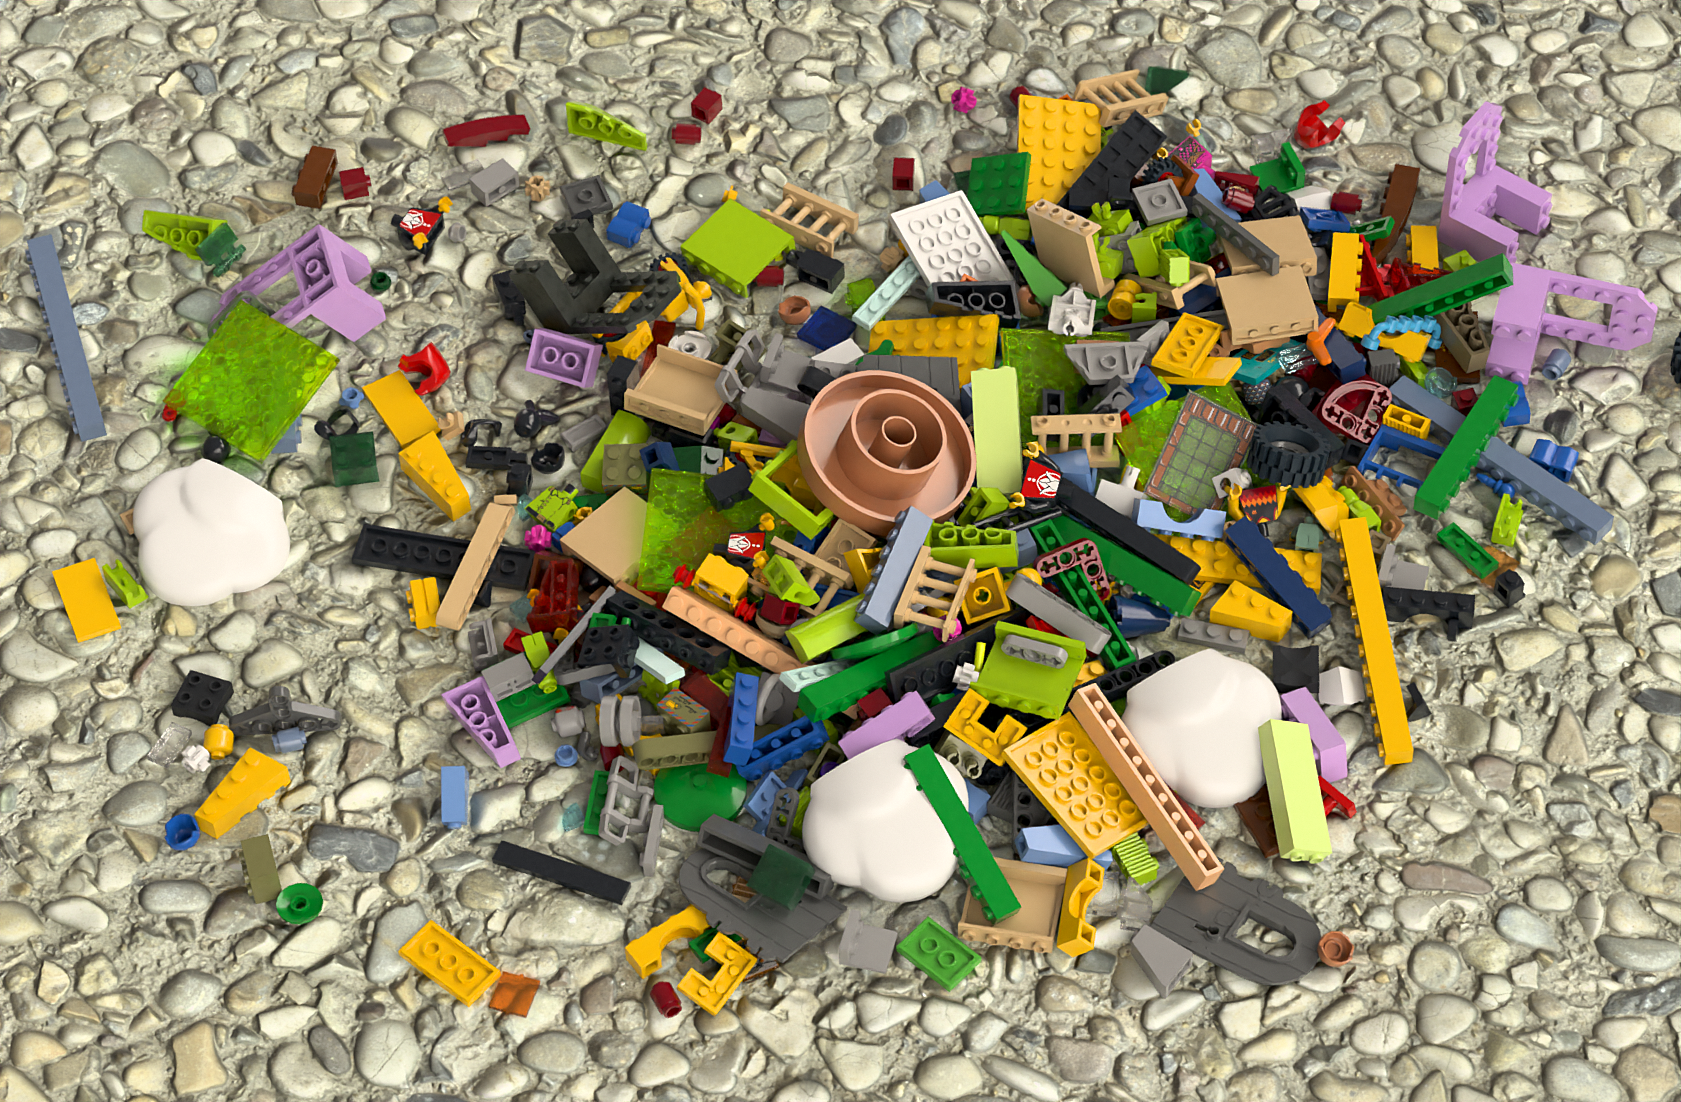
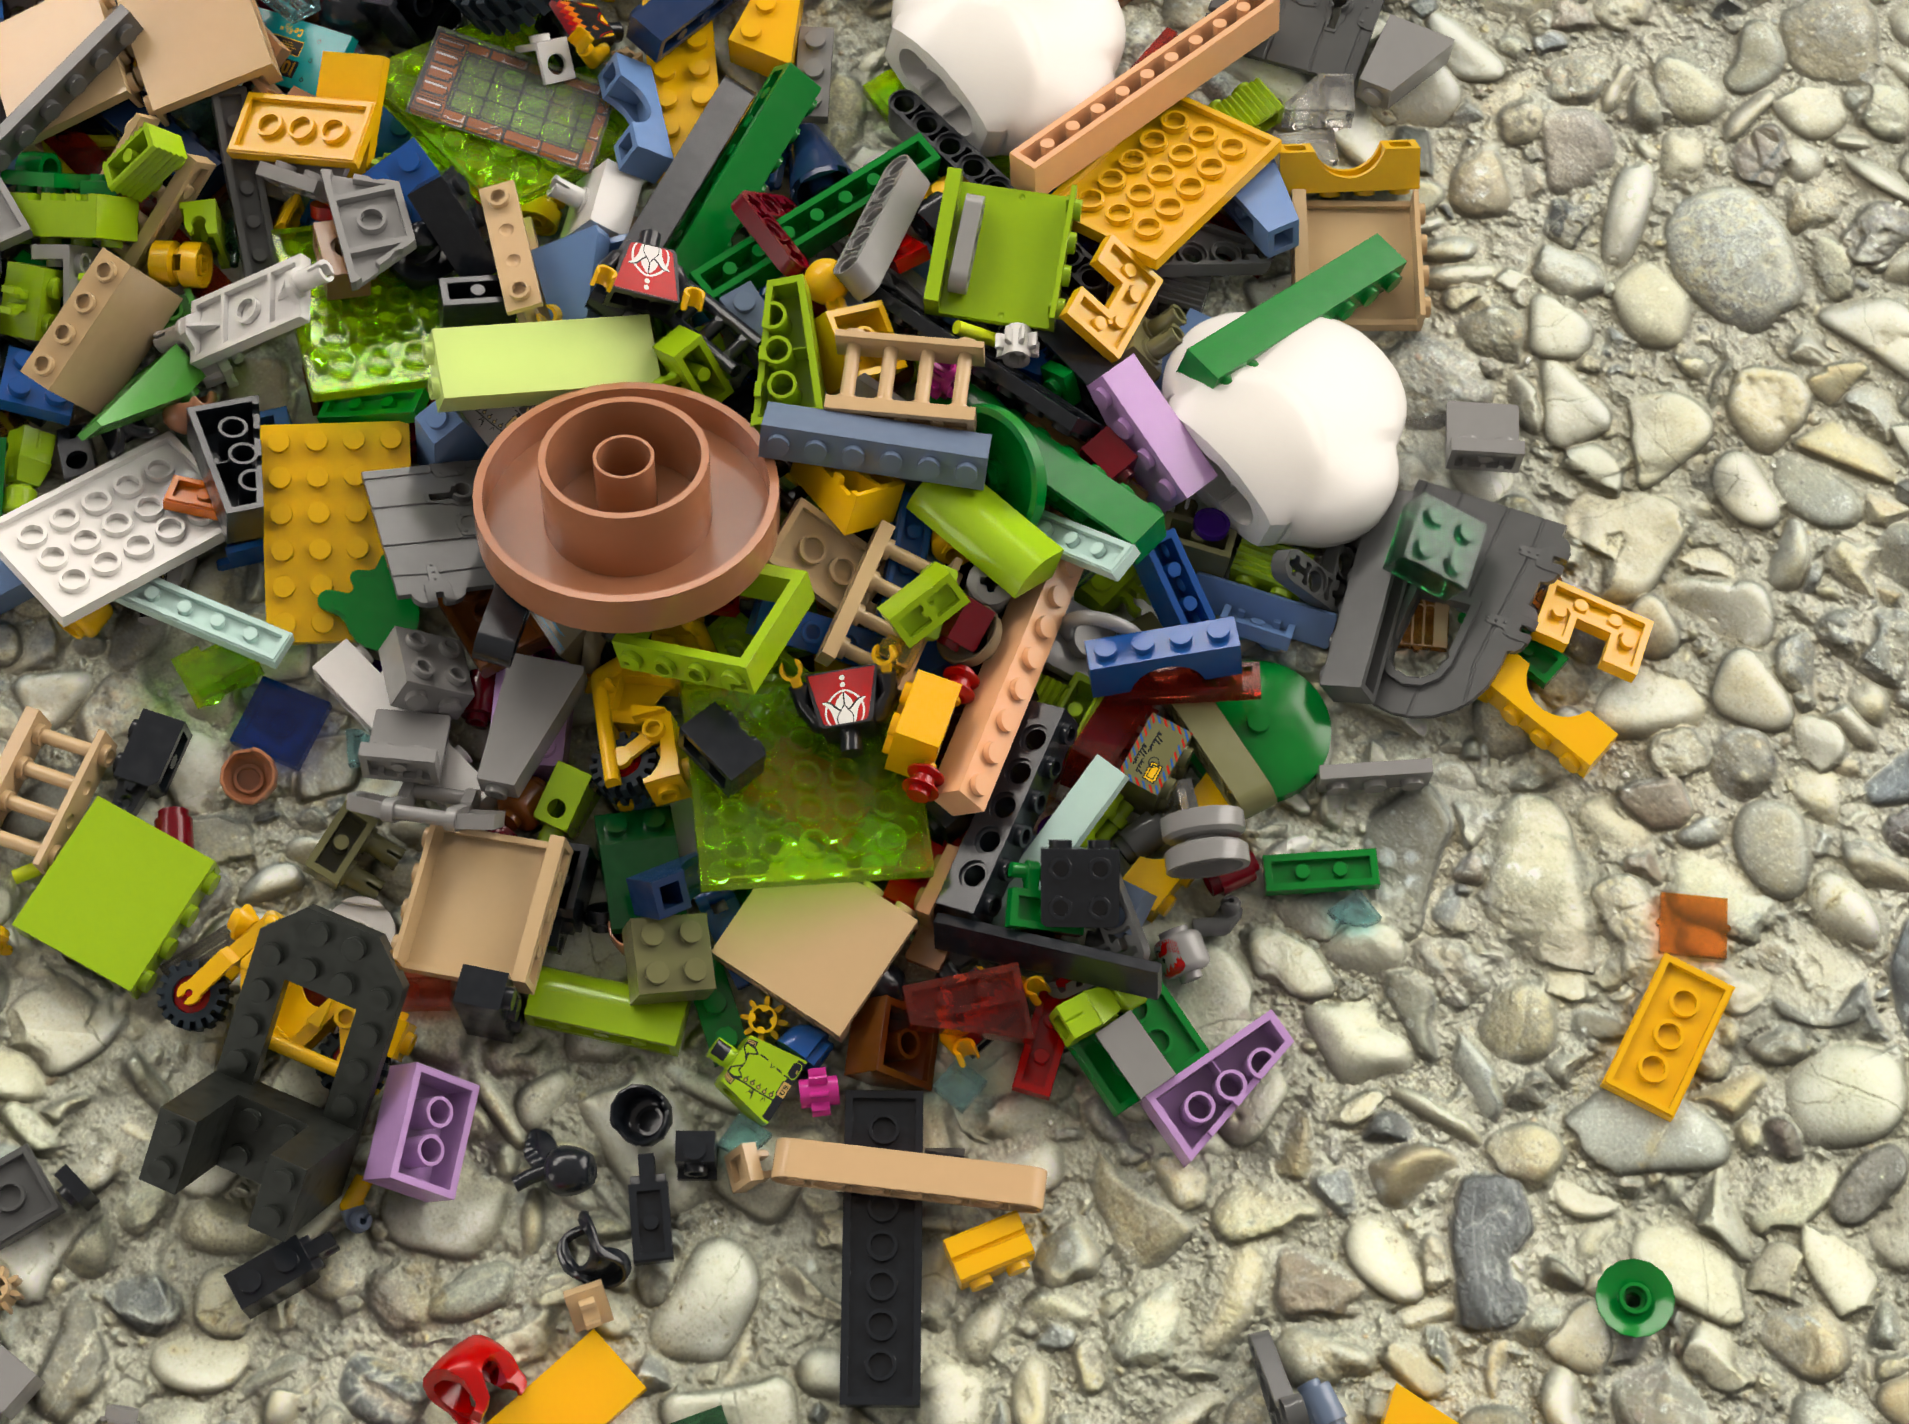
camera: 105 degrees left, 15 degrees up
(259, 869) = (1600, 1371): olive brick -> none
(434, 474) = (707, 1305): yellow wedge -> none
(454, 796) = (1368, 1097): medium blue slope -> none
(483, 645) = (1055, 1131): light grey hinge -> none
(561, 872) = (1460, 906): black tile -> none
(566, 755) = (1241, 948): medium blue plate -> none
(584, 432) = (563, 1076): light grey tile -> none
(628, 224) = (74, 1103): blue brick -> none
(631, 790) = (1353, 831): light grey bar -> none
(666, 999) = (1649, 696): dark red brick -> none
(891, 258) = (116, 640): tan gear -> none
(938, 954) = (1459, 348): bright green tile -> none

